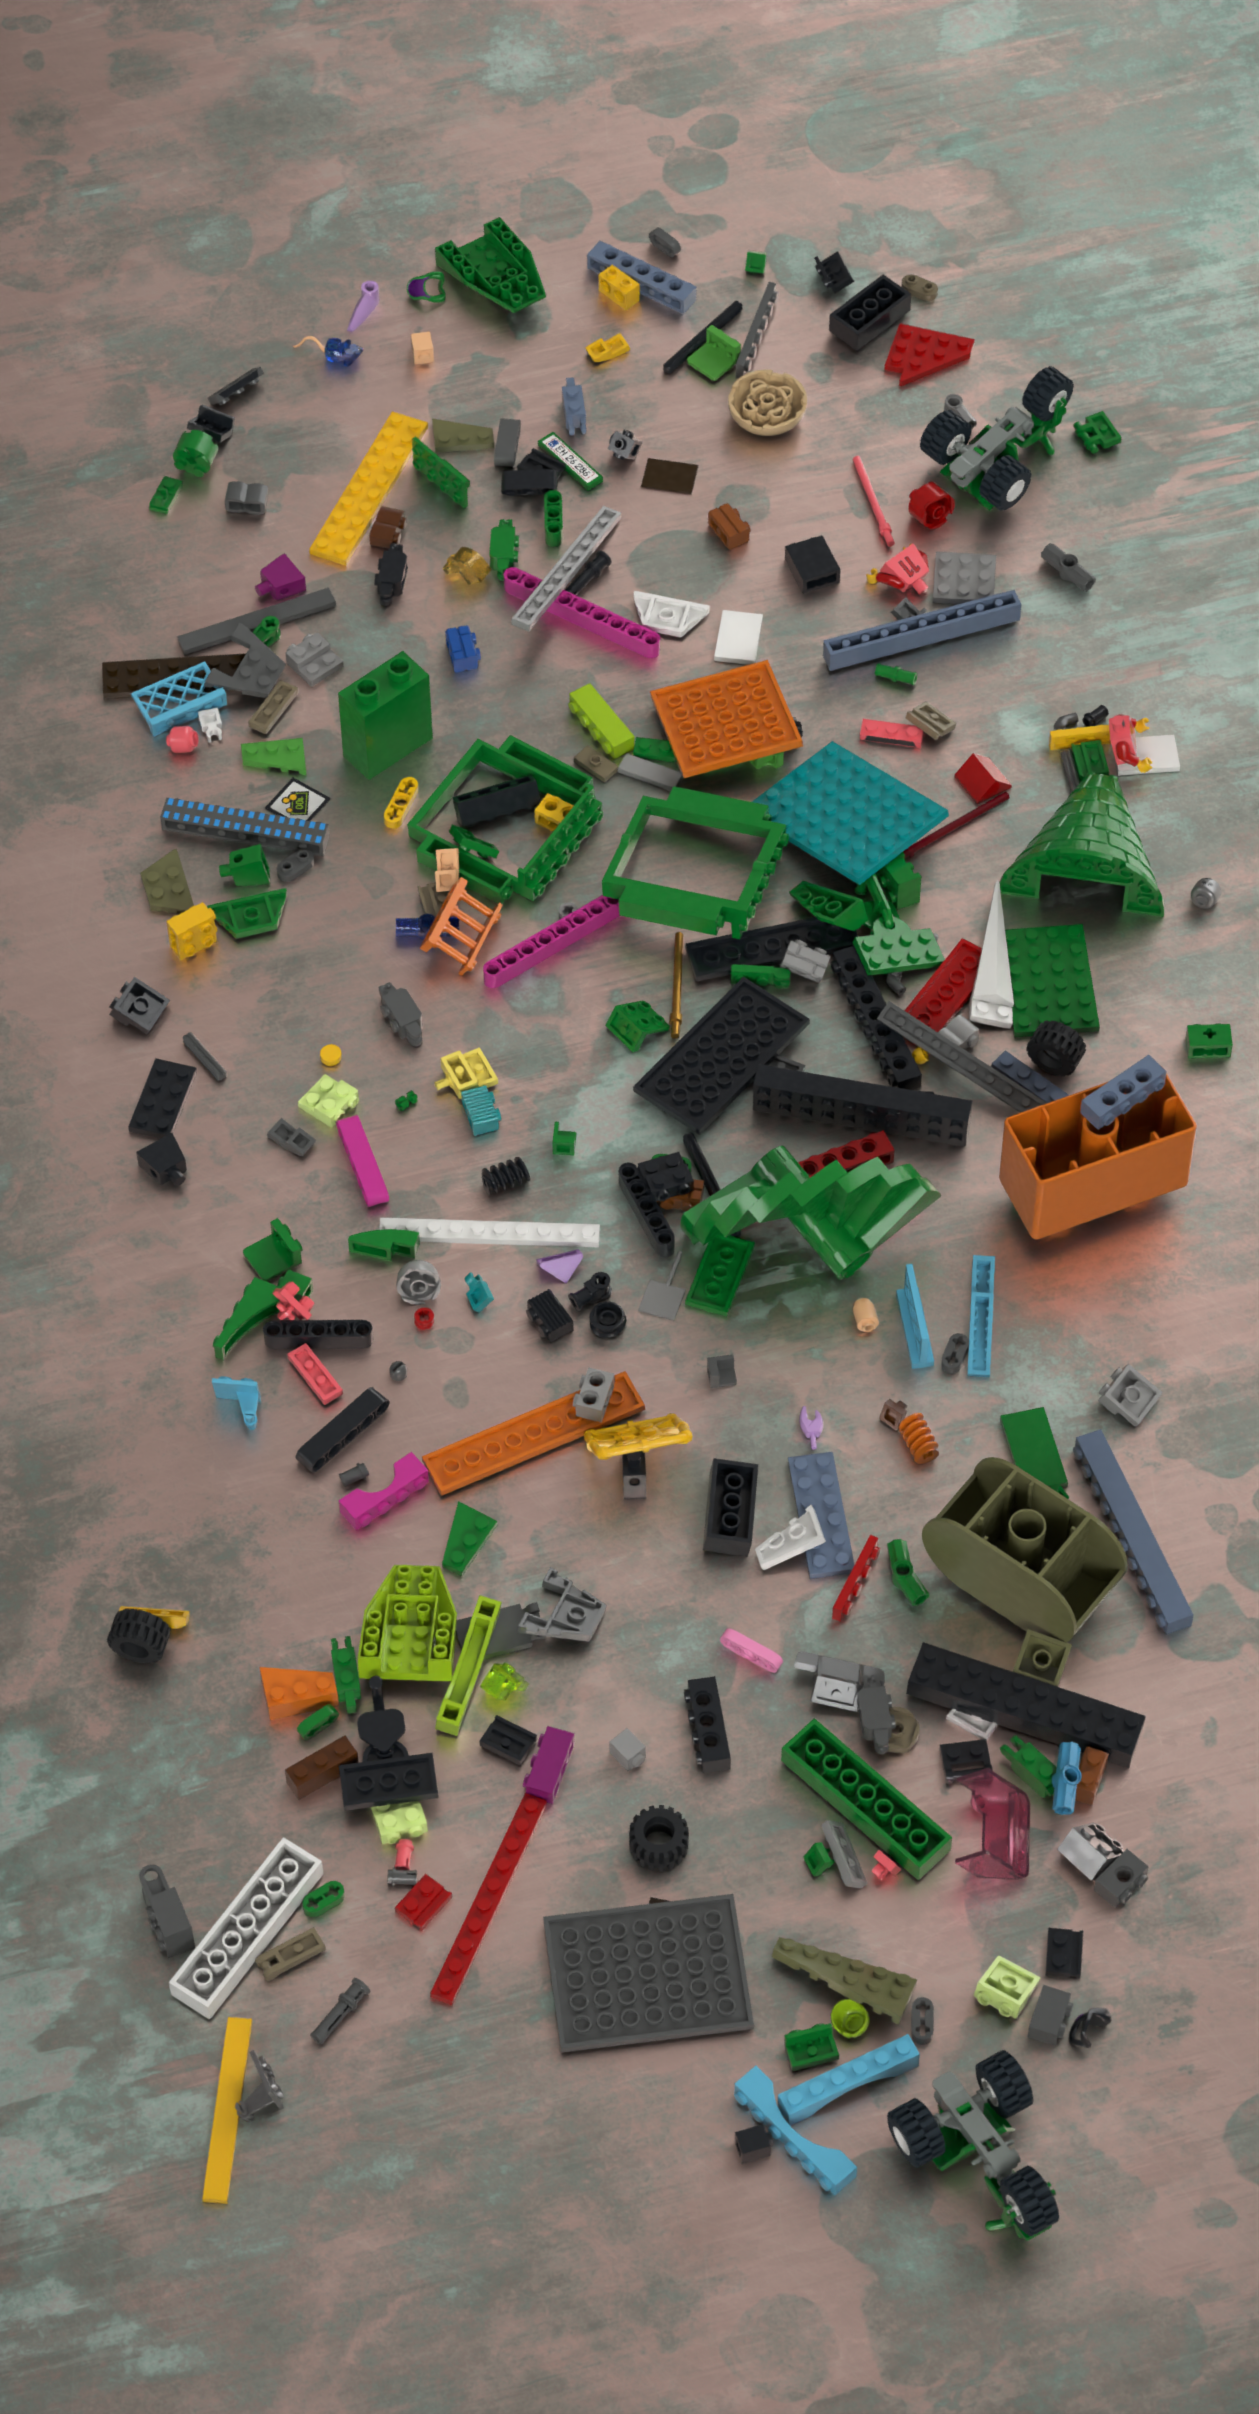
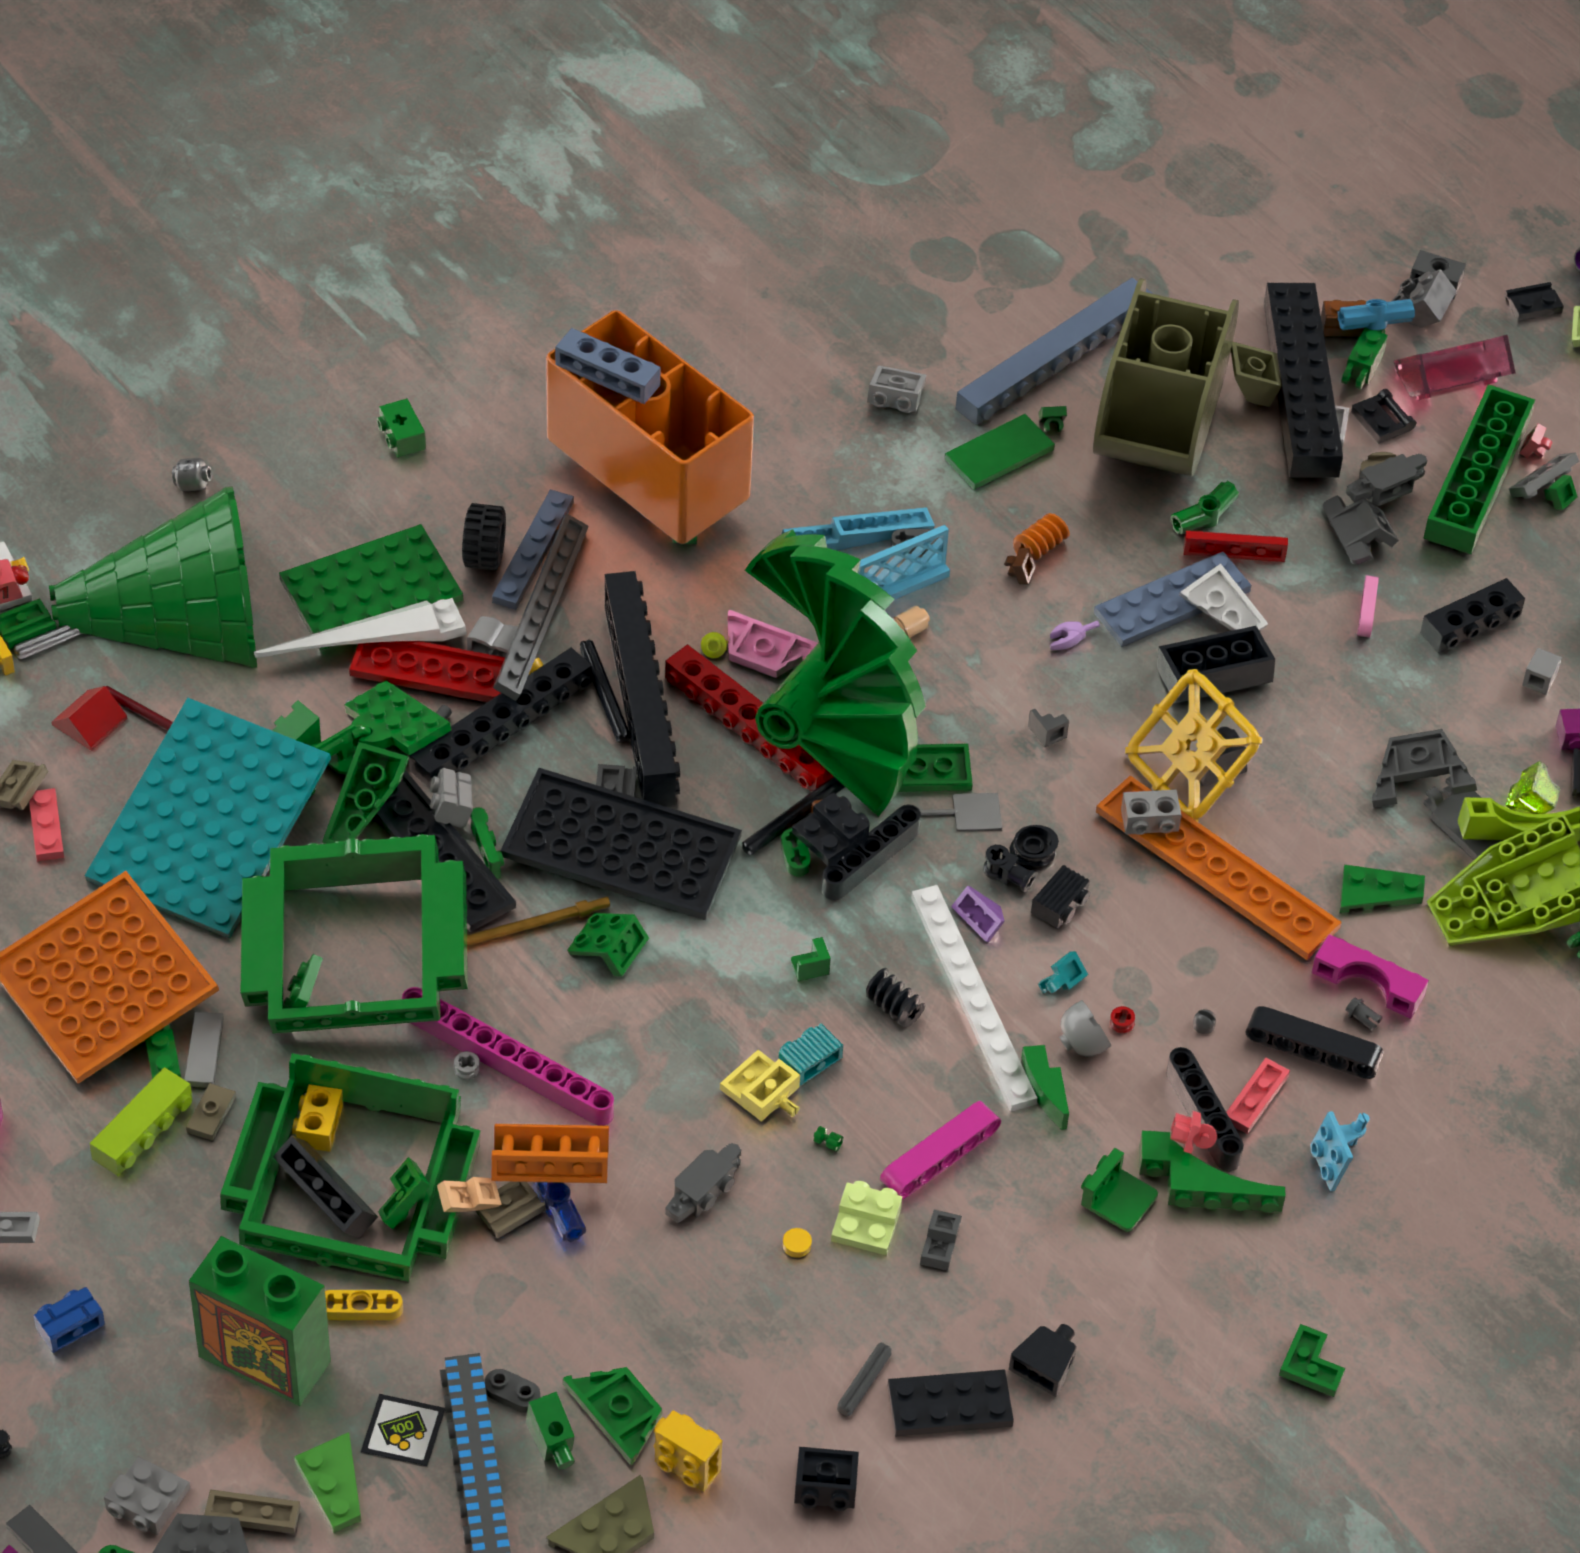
camera: 115 degrees left, 5 degrees down
(84, 1312) = (1305, 1366): none -> green plate
(667, 827) = (303, 983): none -> green plate

